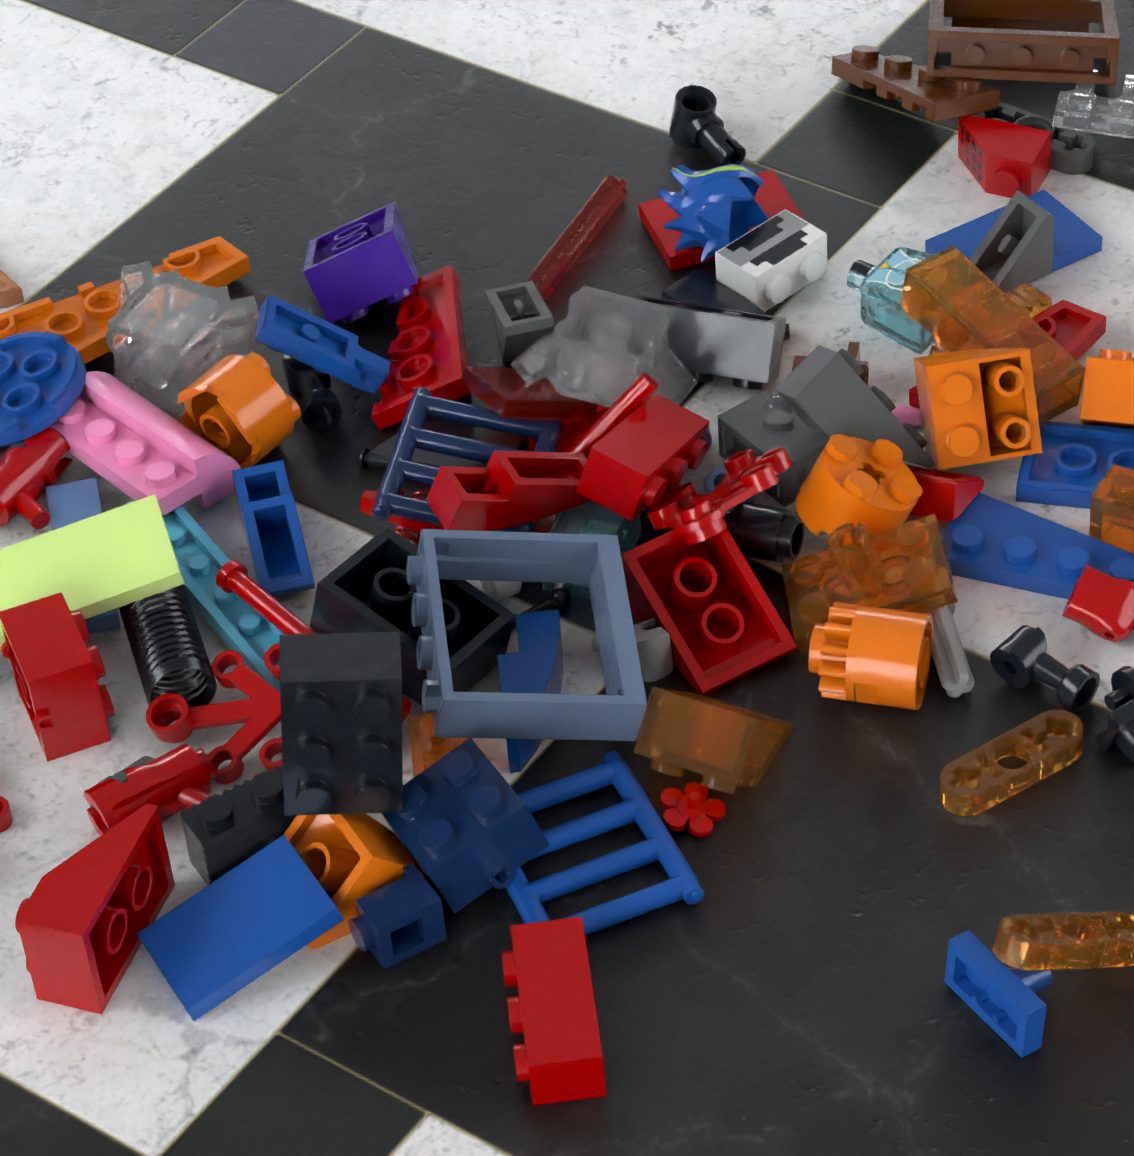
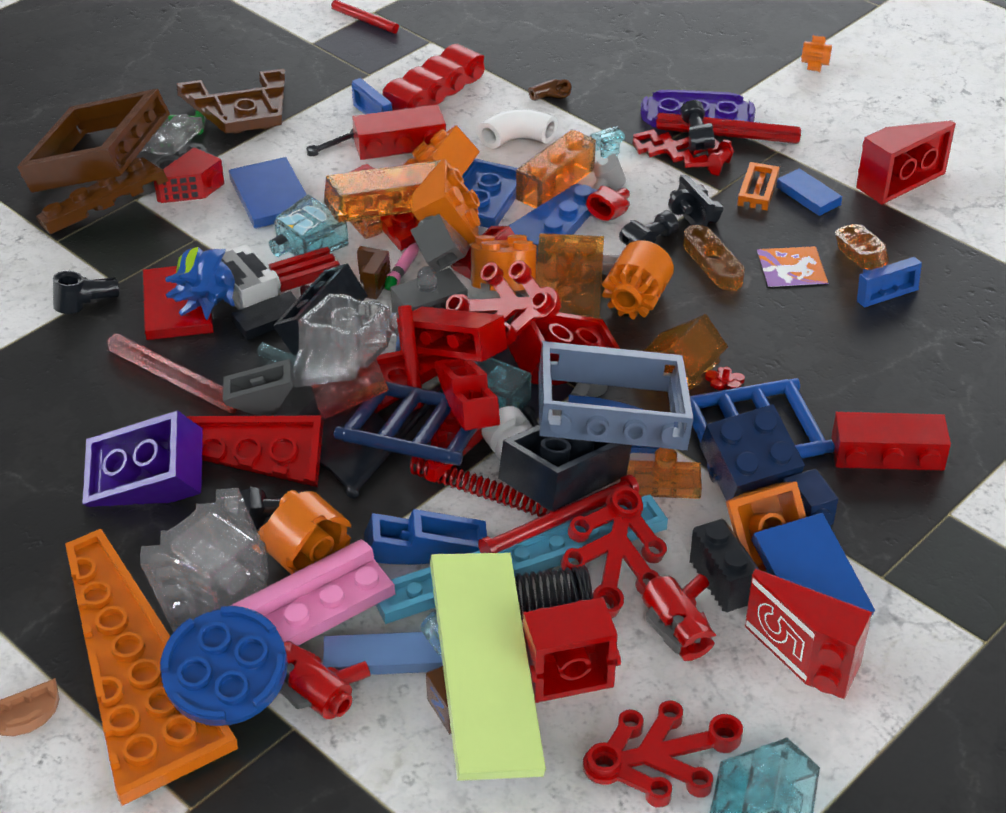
camera: 85 degrees left, 0 degrees up
(319, 345) = (262, 476): blue hinge -> none
(341, 723) = (737, 441): black brick -> none
(839, 314) = (303, 268): none -> red tile
(1017, 245) = (299, 173): dark grey slope -> none
(1036, 874) = (792, 266): none -> sticker

